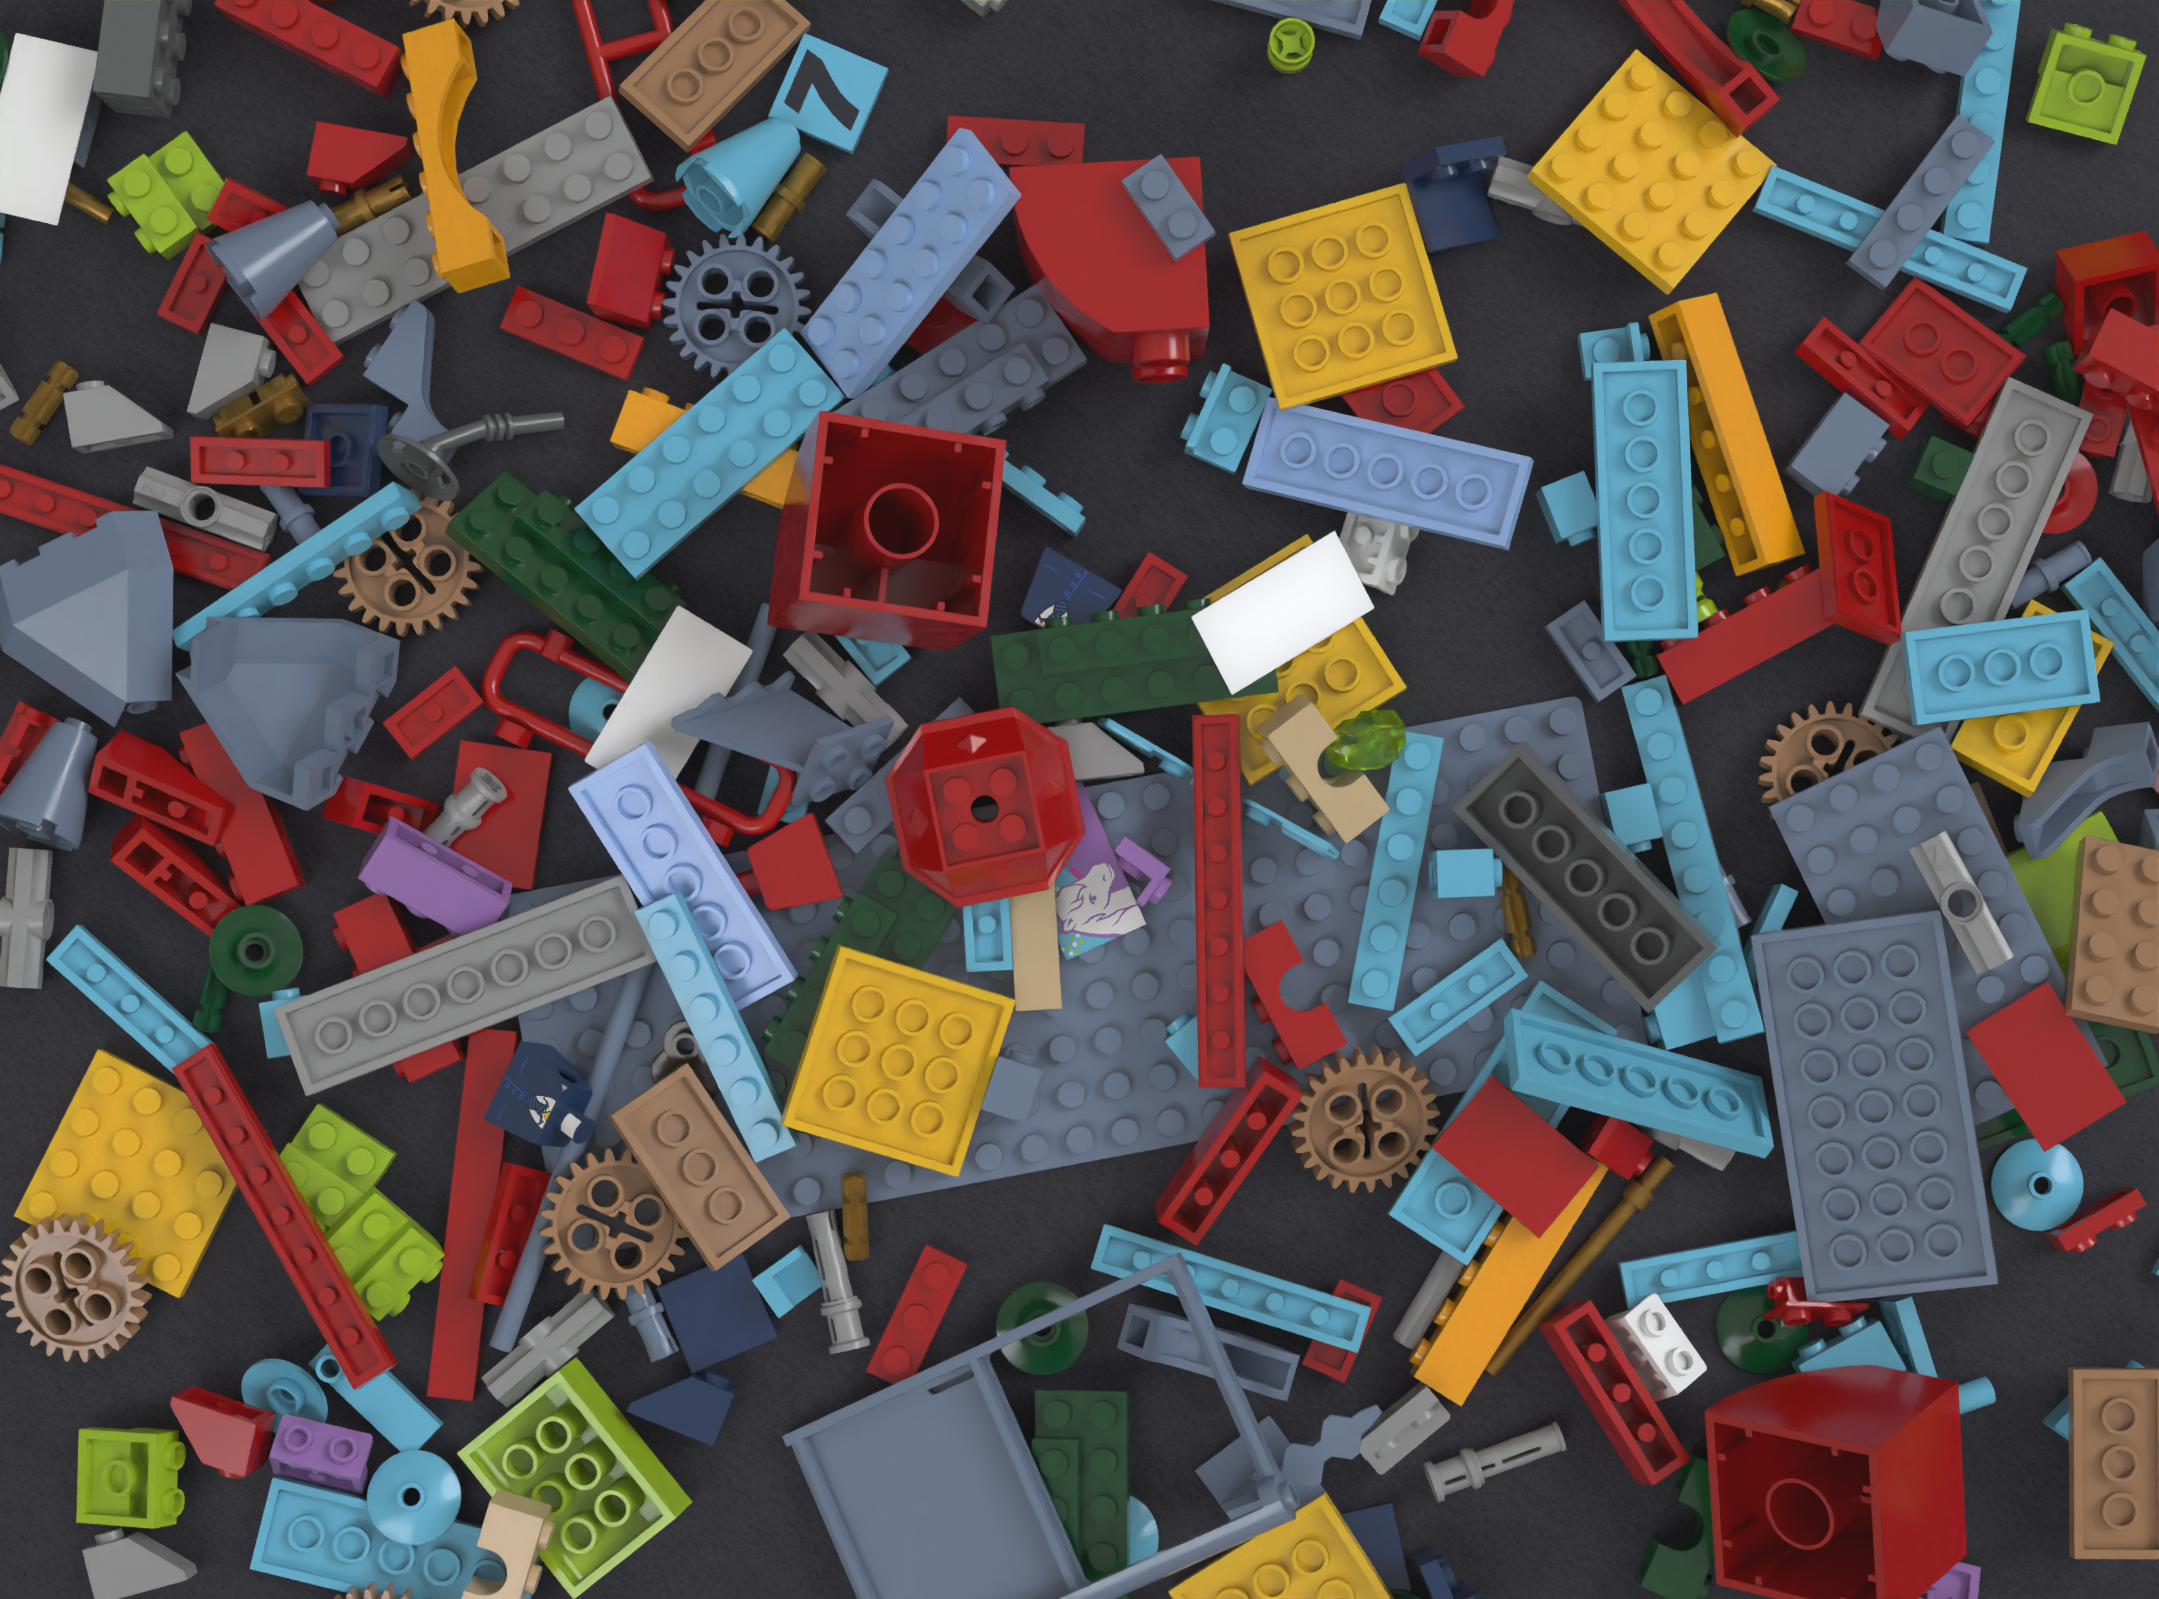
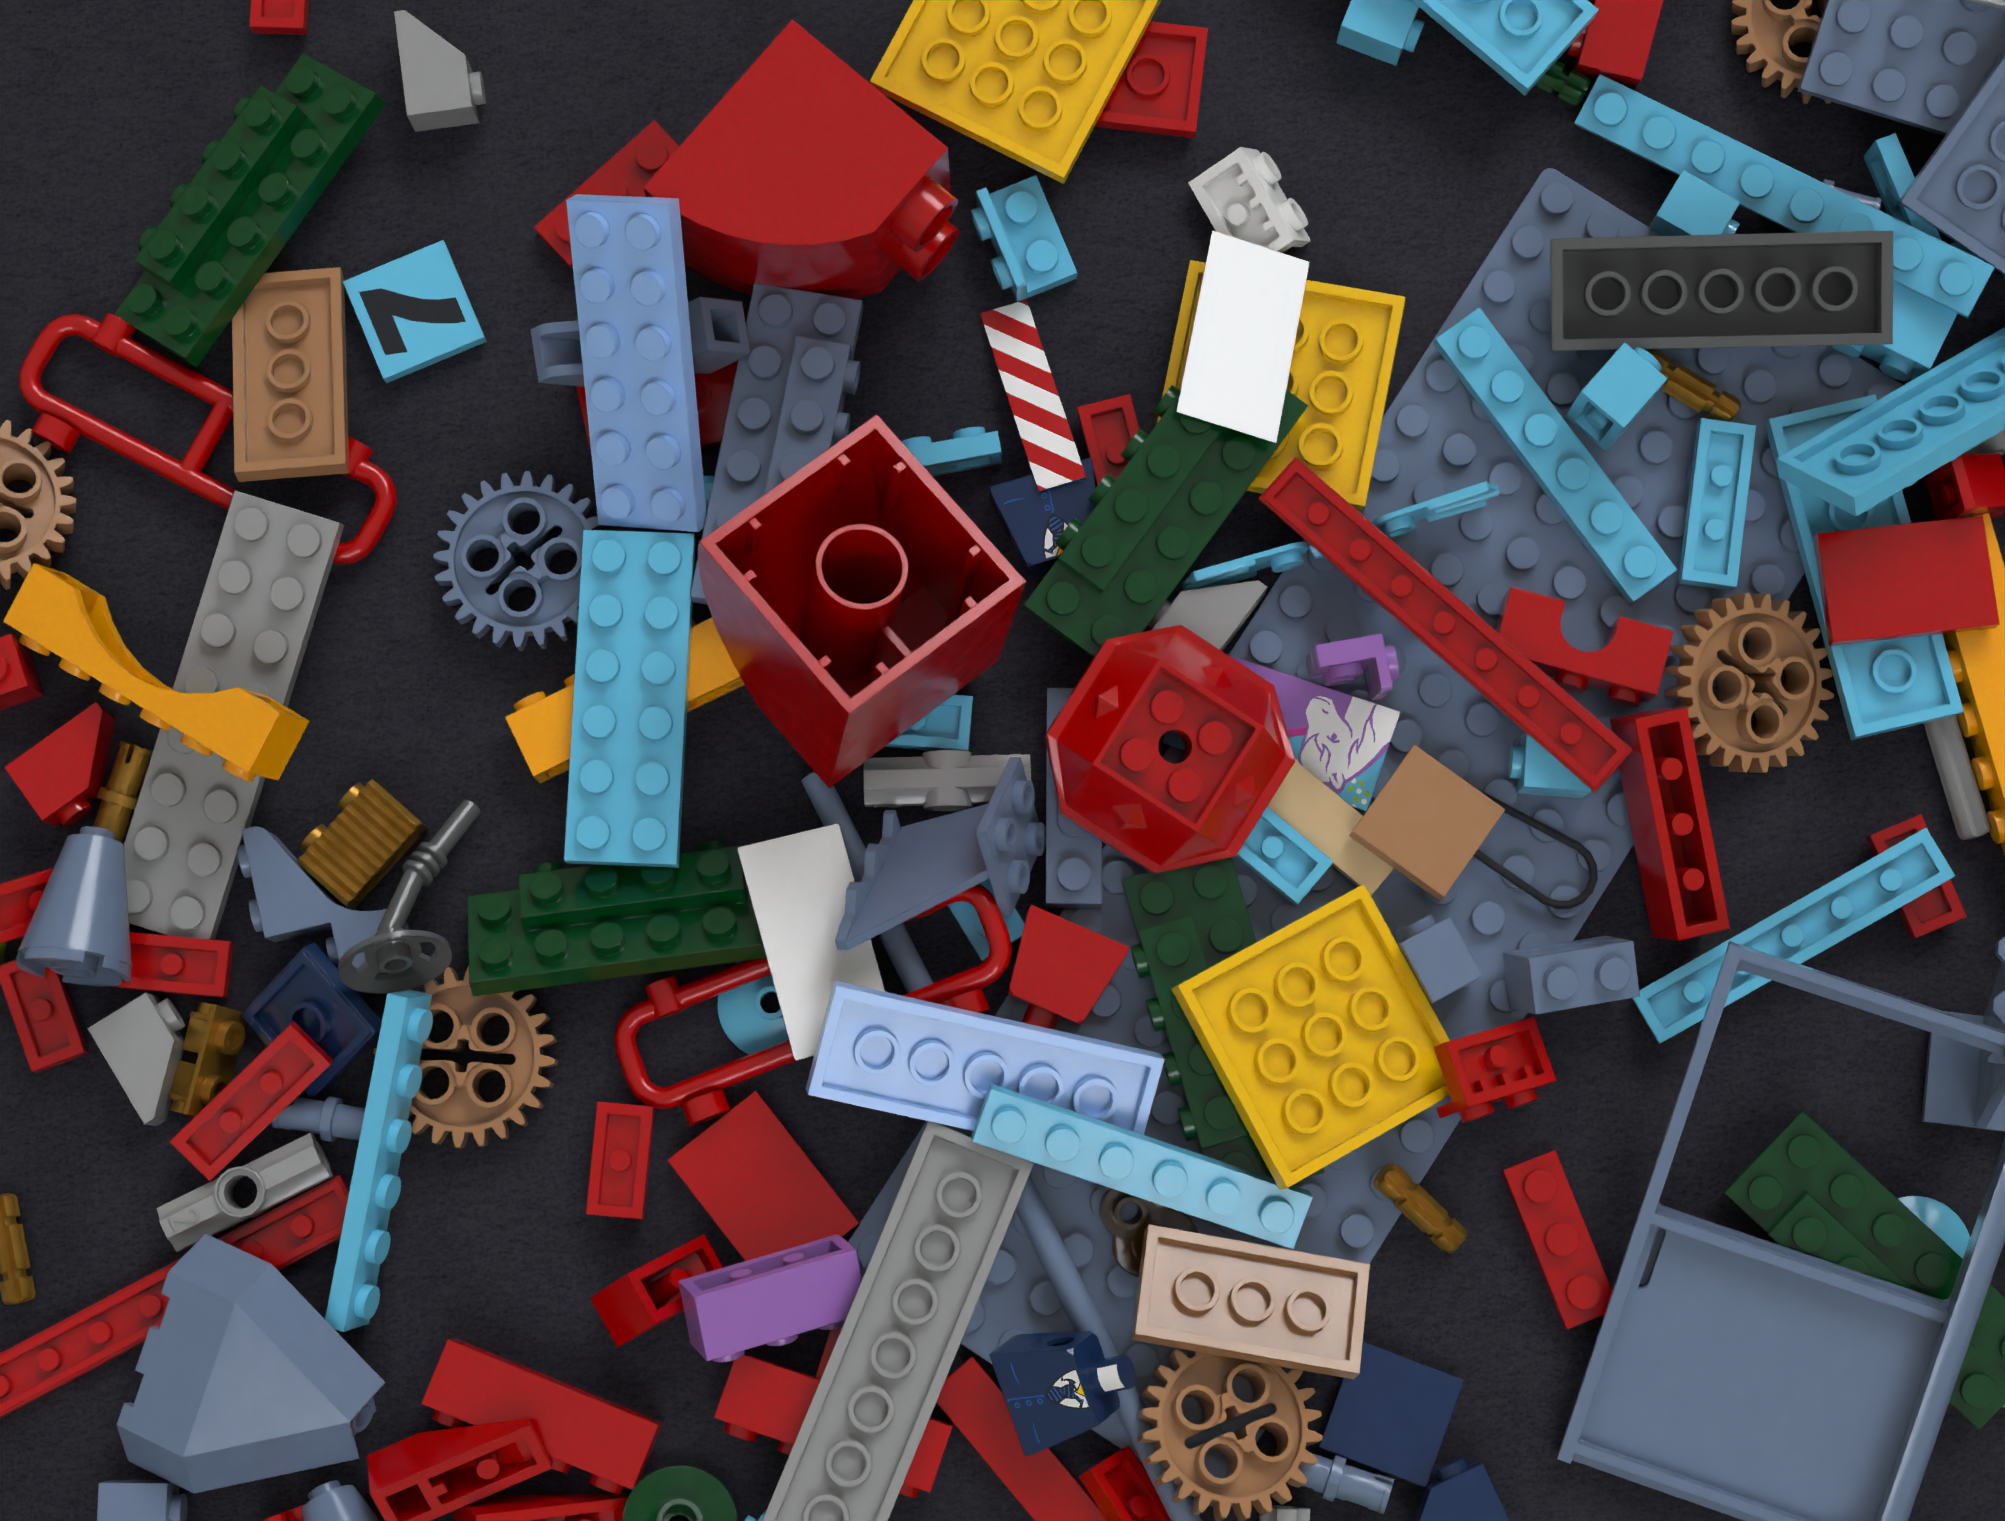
camera: 45 degrees left, 5 degrees down
(107, 419) = (83, 1202): light grey slope -> none
(290, 697) = (486, 1272): sand blue panel -> none
(465, 809) = (733, 1208): light grey pin -> none
(475, 376) = (360, 843): none -> pearl gold brick
(572, 334) = (405, 725): red plate -> none
(630, 273) = (404, 621): red slope -> none
(738, 174) = (411, 450): medium azure cone -> none
(788, 197) = (471, 427): pearl gold pin -> none
(788, 1281) = (1422, 1321): medium azure panel -> none
(839, 1304) = (1485, 1295): light grey pin -> none
(978, 1180) = (1494, 1067): none -> red bracket
(1046, 1352) = (1701, 1145): dark green dish -> none
(1079, 1176) = (1571, 974): none -> sand blue brick
(1090, 1003) = (1427, 822): none -> medium nougat tile
(1105, 1064) = (1556, 835): none -> black piece
(1130, 517) = (1032, 395): none -> sticker
(1168, 208) = (811, 84): sand blue plate -> none
(1171, 1341) = (1809, 1021): sand blue arch -> none
(1297, 739) = (1367, 429): tan arch -> none
(1367, 740) = (1421, 370): clear neon green rock -> none
(1389, 473) = (1207, 138): light blue plate -> none
(1595, 662) = (1518, 121): sand blue plate -> none

